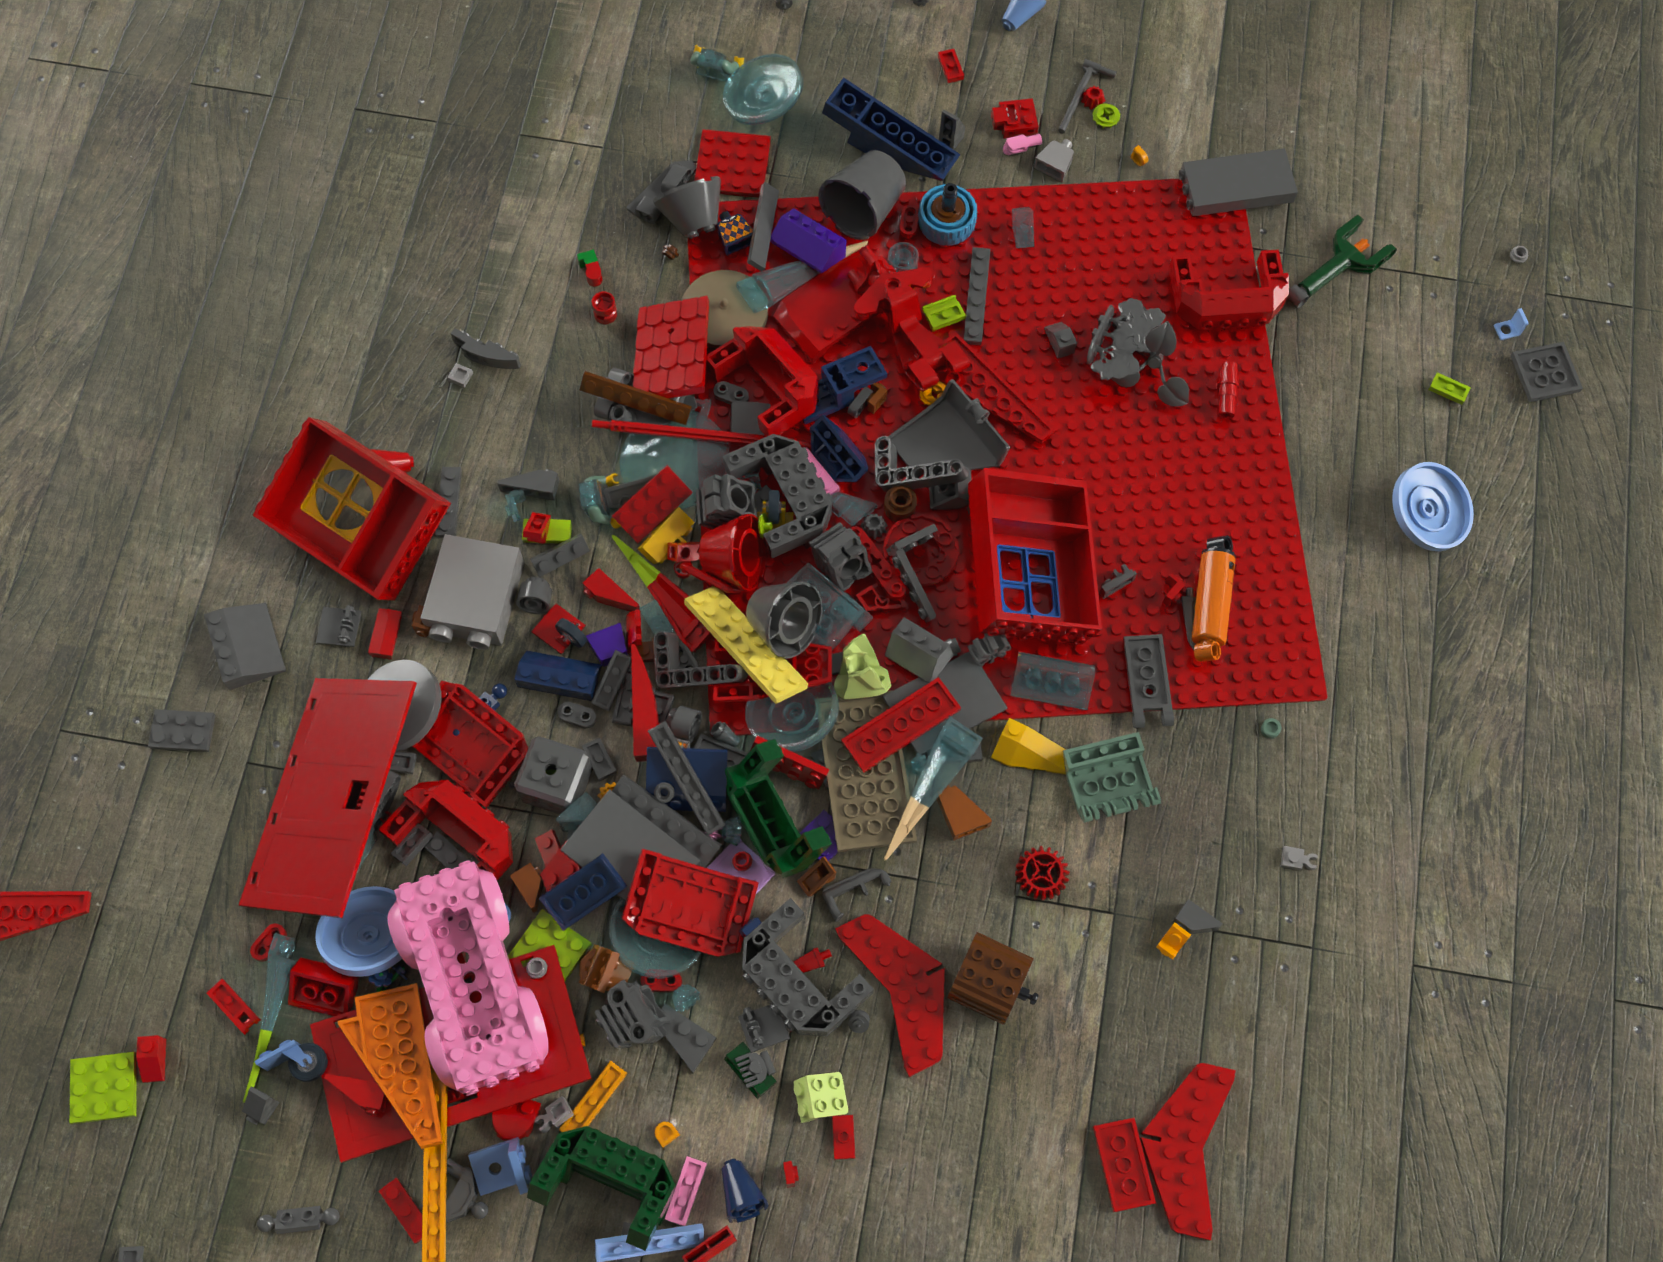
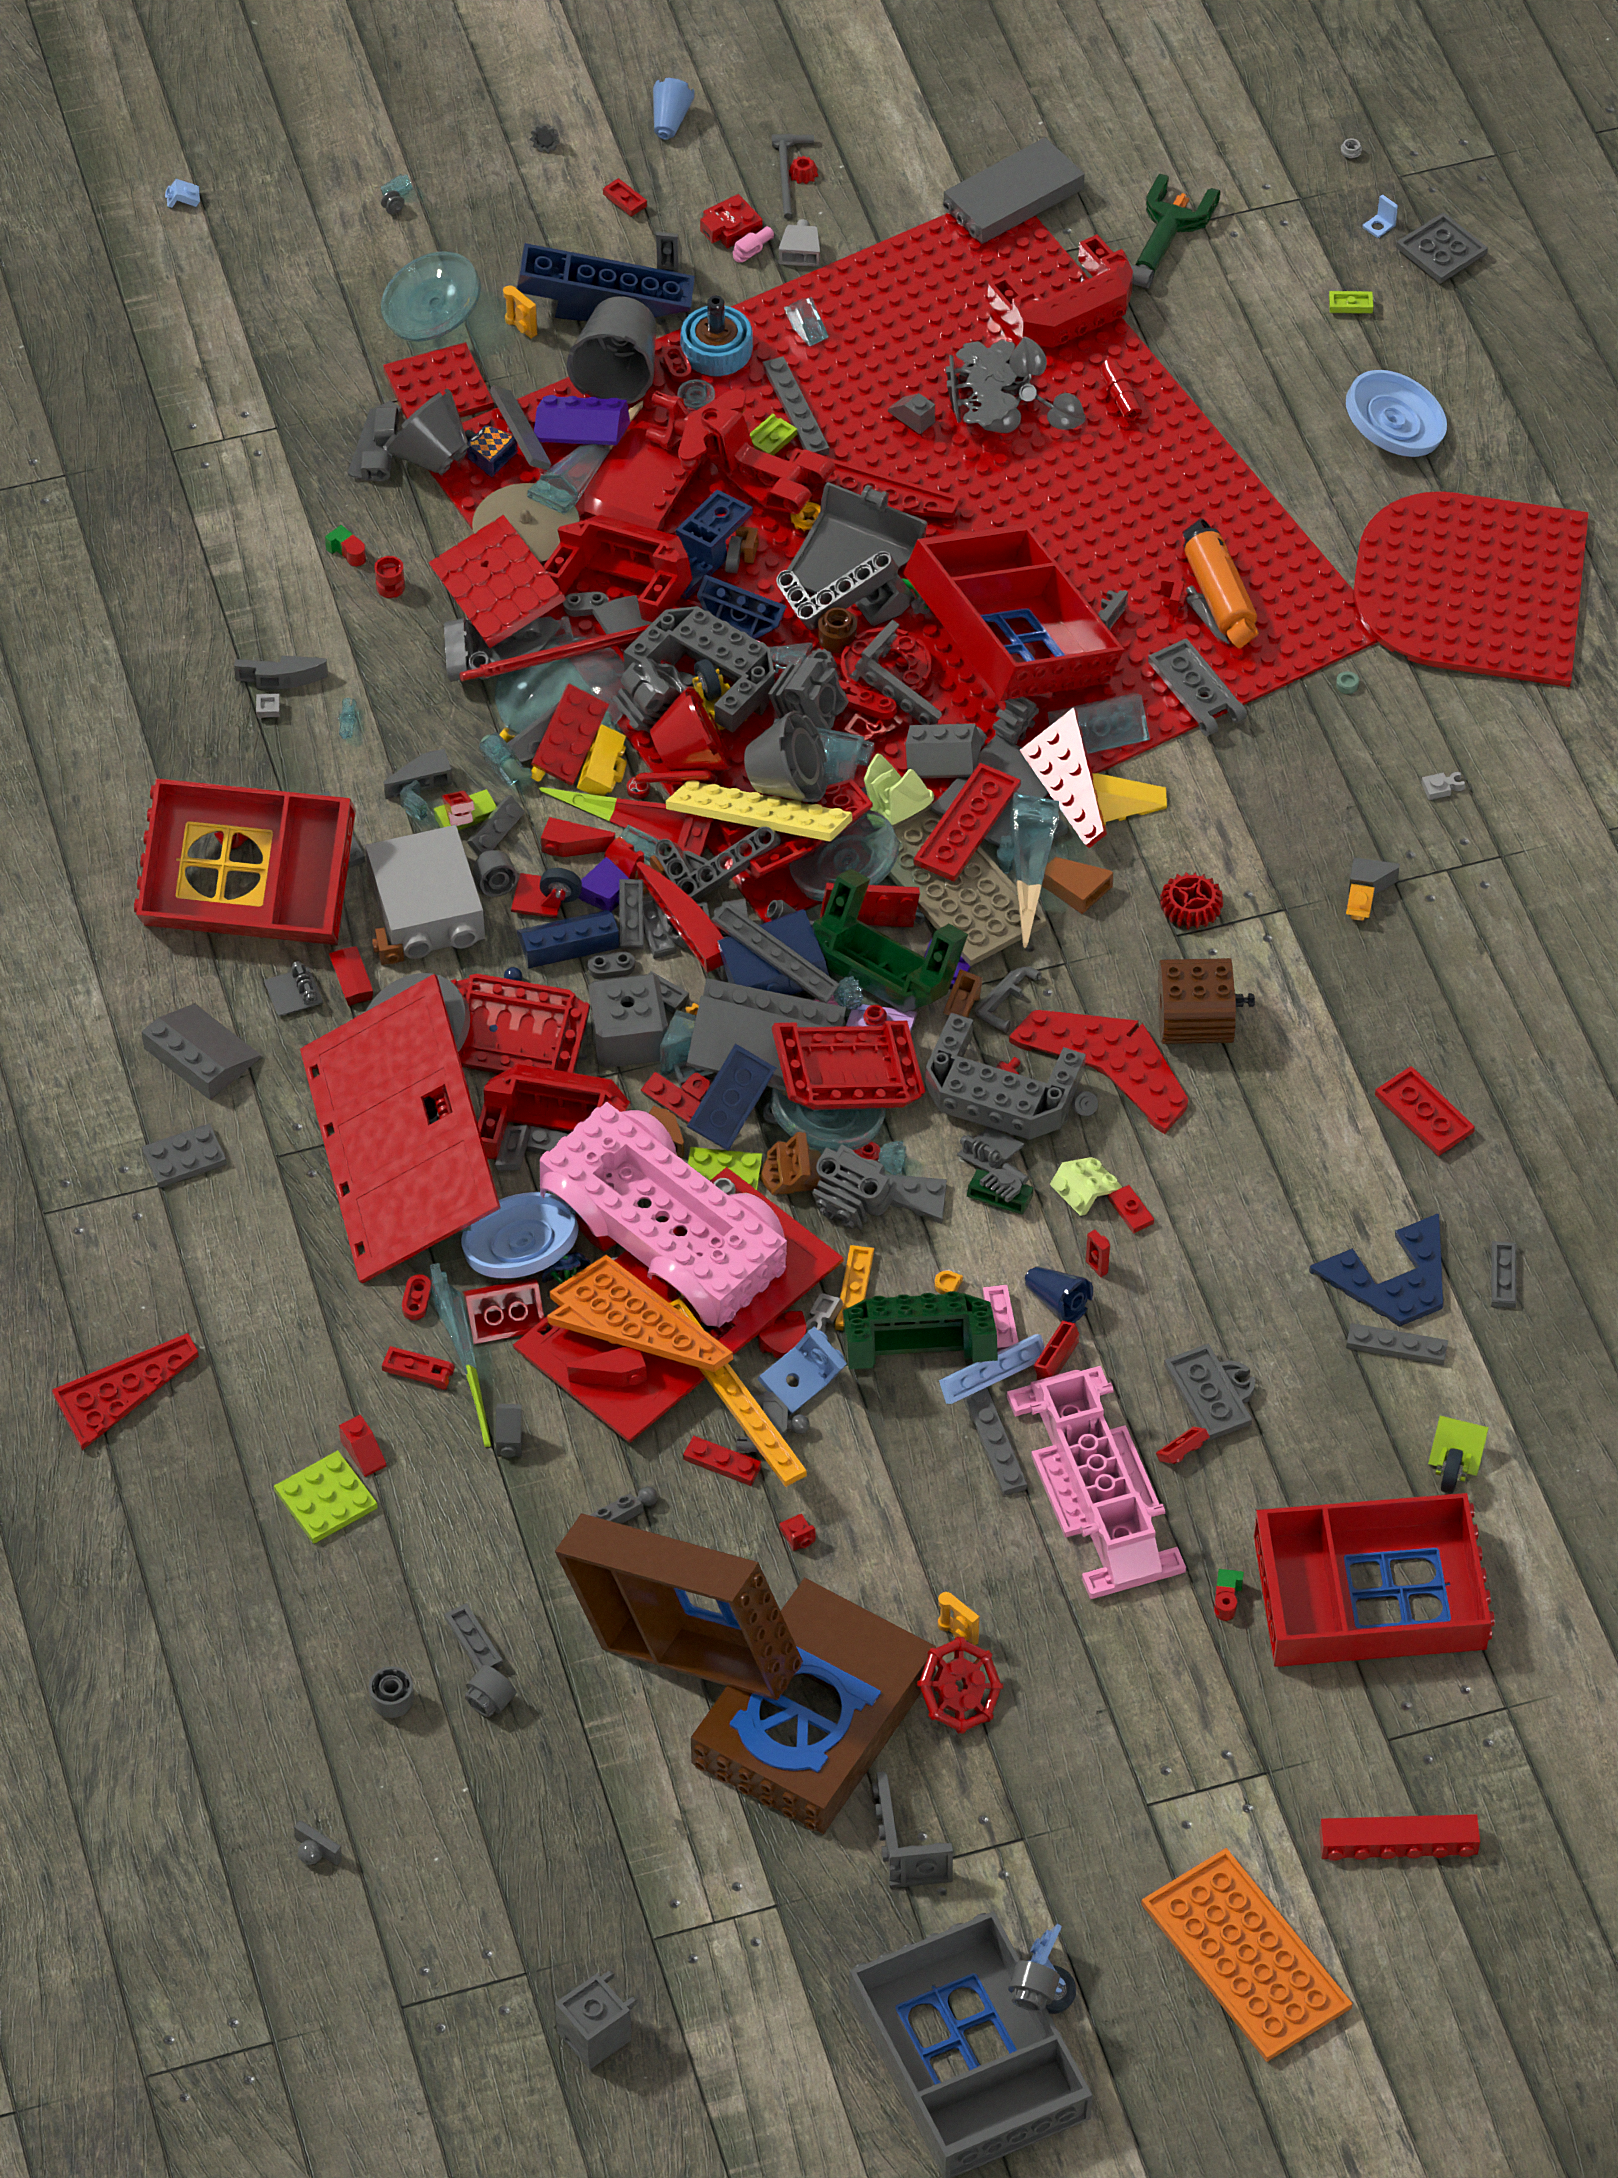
camera: 25 degrees left, 15 degrees down
(305, 1061) = (532, 1372): plate -> none
(509, 412) = (347, 718): none -> clear light blue axle
(558, 870) = (689, 1093): red wing -> none
(635, 398) = (490, 637): reddish brown plate -> none
(661, 798) = (763, 972): dark grey plate -> none
(670, 251) = (426, 497): reddish brown plate -> none
(683, 551) = (632, 765): red leg -> none
(714, 63) = (354, 293): clear light blue torso -> none
(749, 927) = (923, 1059): dark blue tile -> none
(763, 525) = (709, 701): lime piece -> none
(819, 129) = (525, 315): none -> light orange plate
(1001, 715) = (1066, 773): none -> wing
(1109, 110) = (828, 176): lime gear -> none
(1109, 777) = (1207, 786): sand green slope -> none
(1139, 156) = (890, 207): light orange tile -> none
(1178, 1157) = (1466, 1073): red wing -> none
(1418, 687) = (1474, 584): none -> red plate

